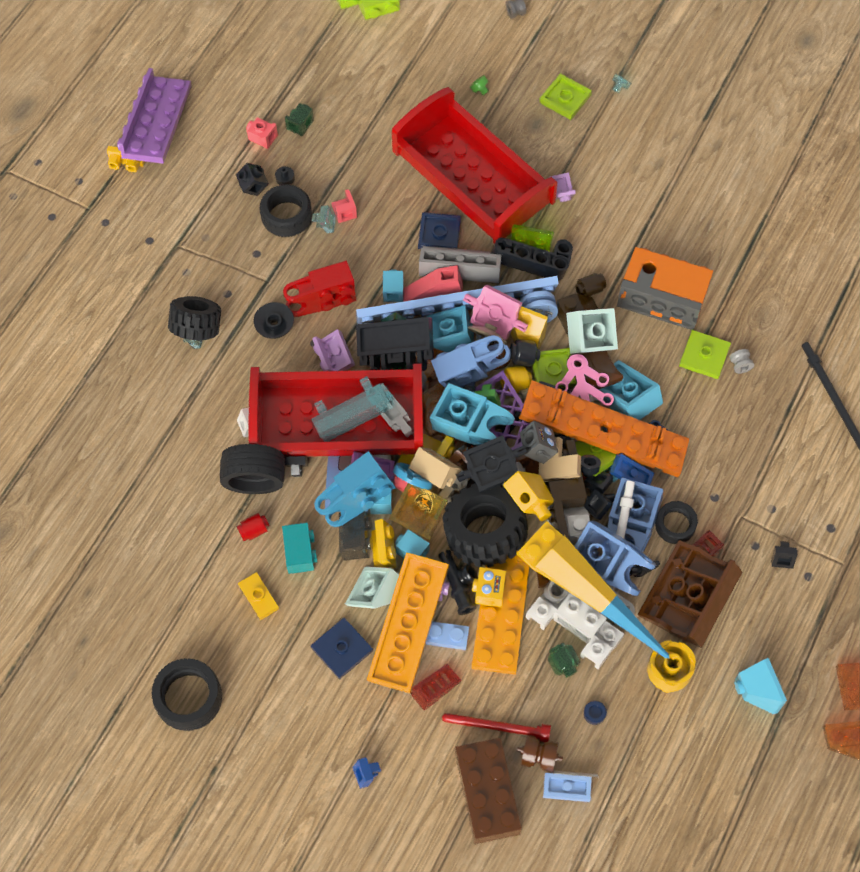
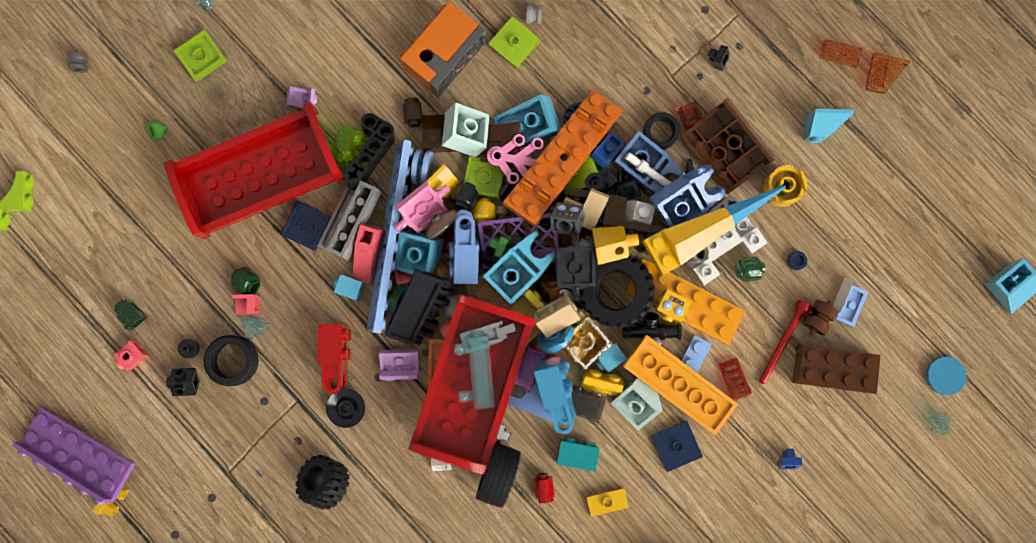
camera: 75 degrees left, 20 degrees up
(366, 198) = (245, 281): none -> dark green head

